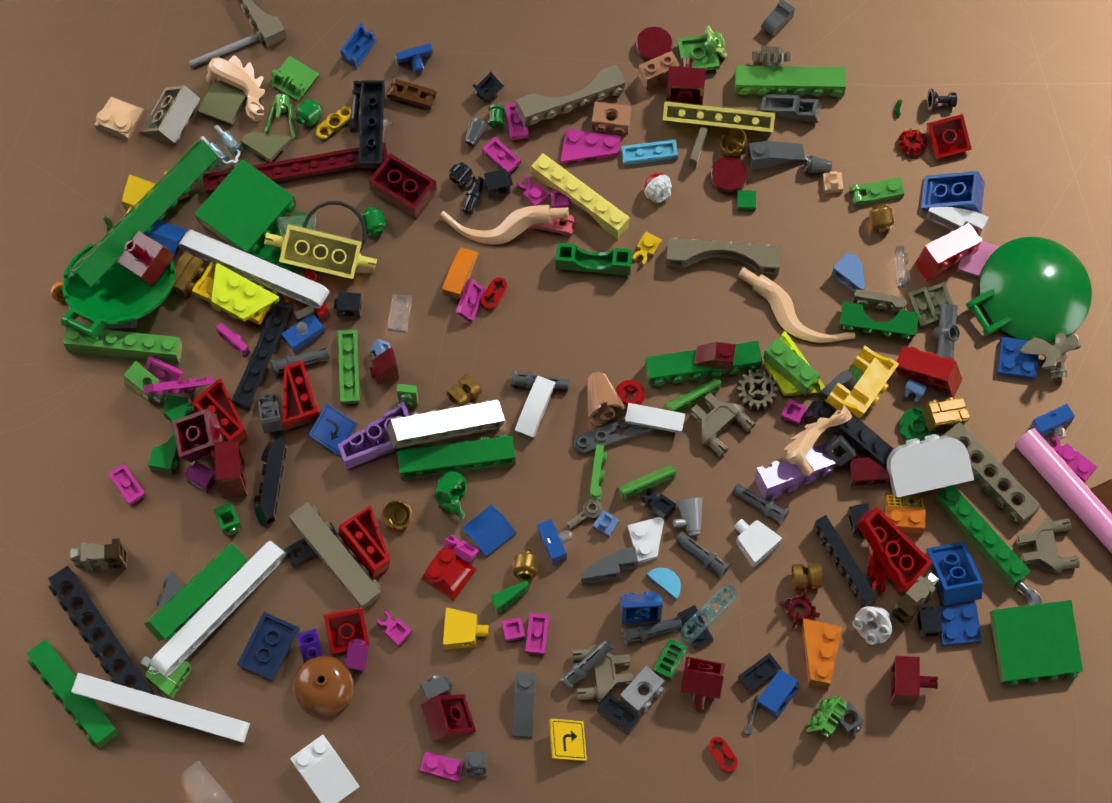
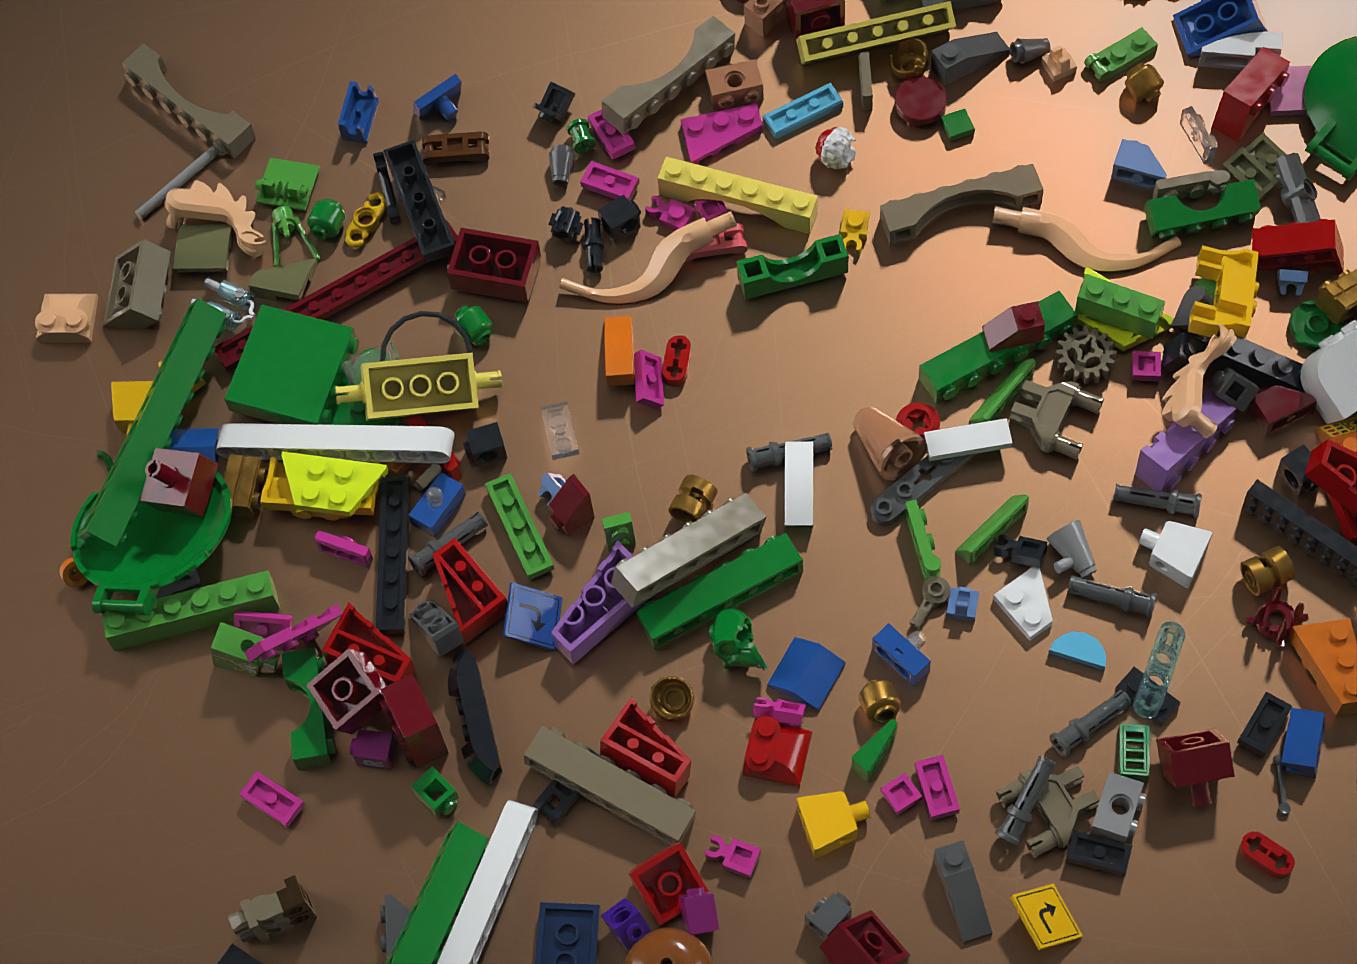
camera: 15 degrees left, 5 degrees down
(610, 566) = (997, 656): dark grey slope -> none
(641, 608) = (1066, 697): blue slope -> none

